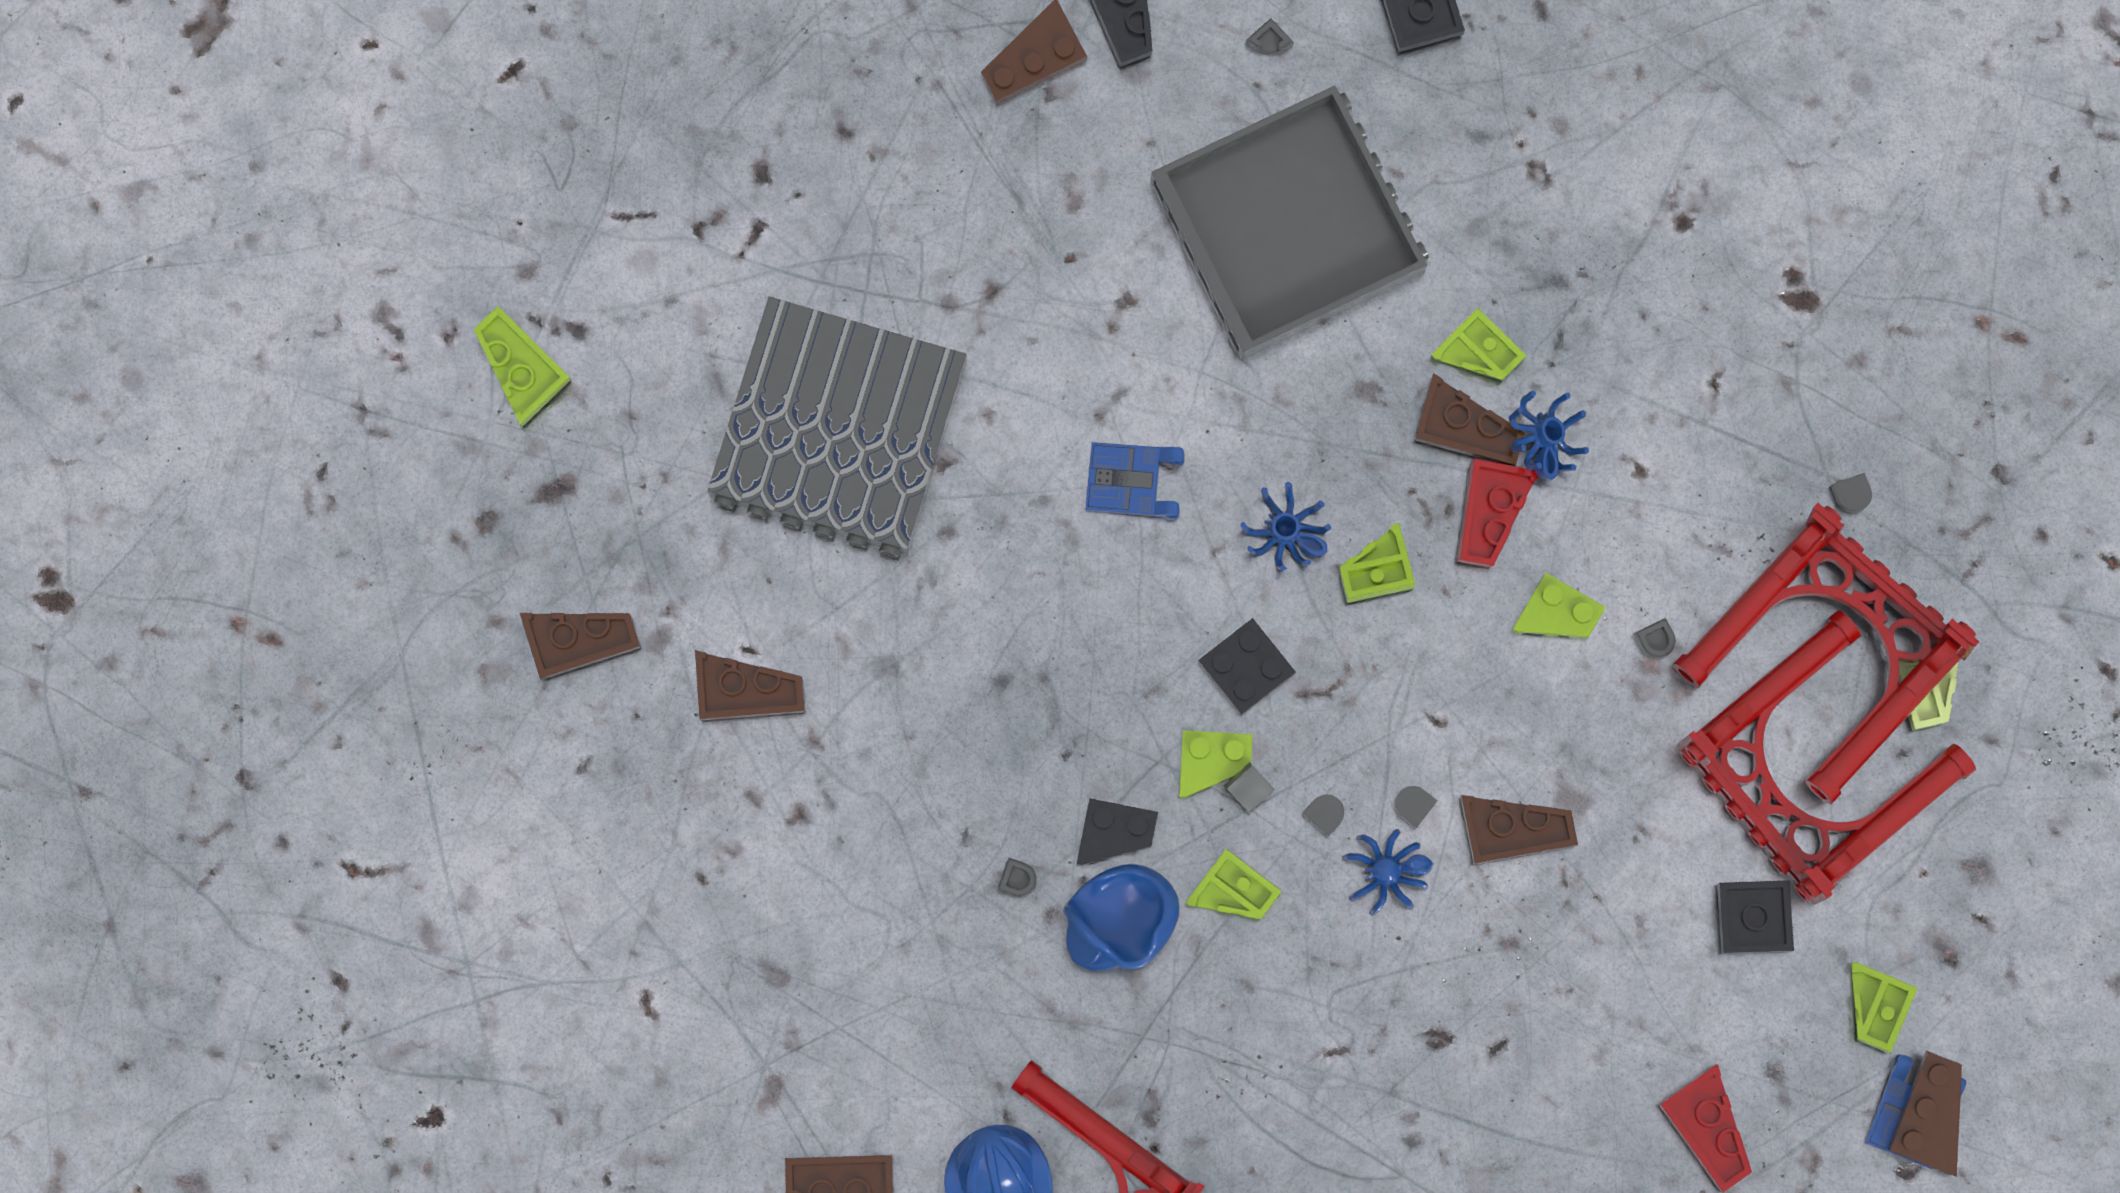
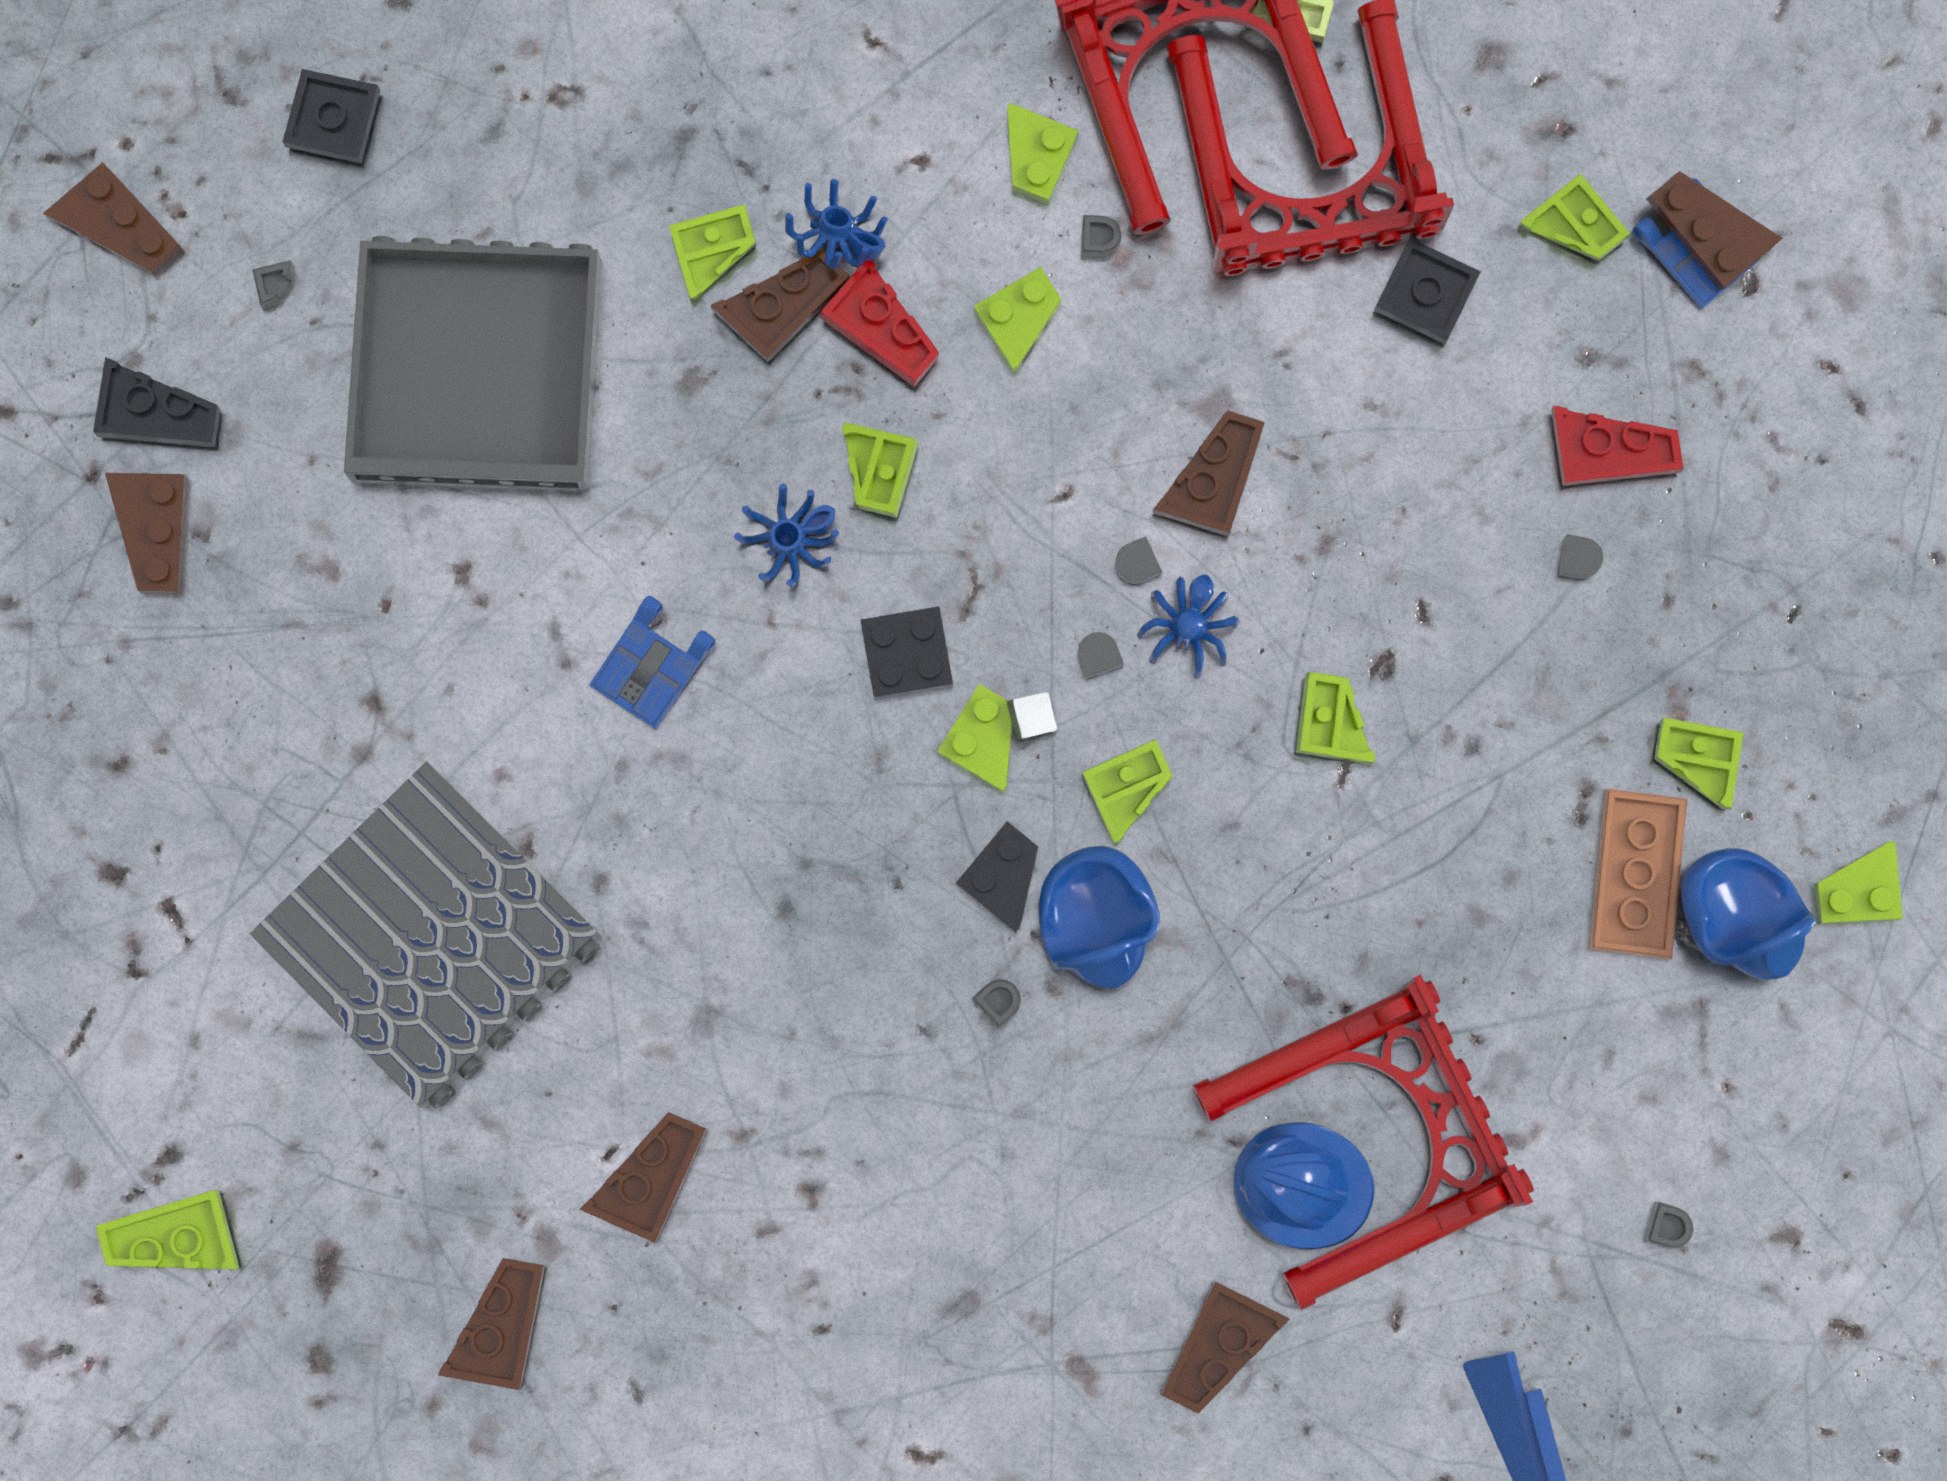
camera: 60 degrees left, 0 degrees up
(1371, 1019) = (1330, 721): none -> lime wing
(1608, 1148) = (1580, 557): none -> dark grey tile
(1696, 556) = (1037, 152): none -> lime wing

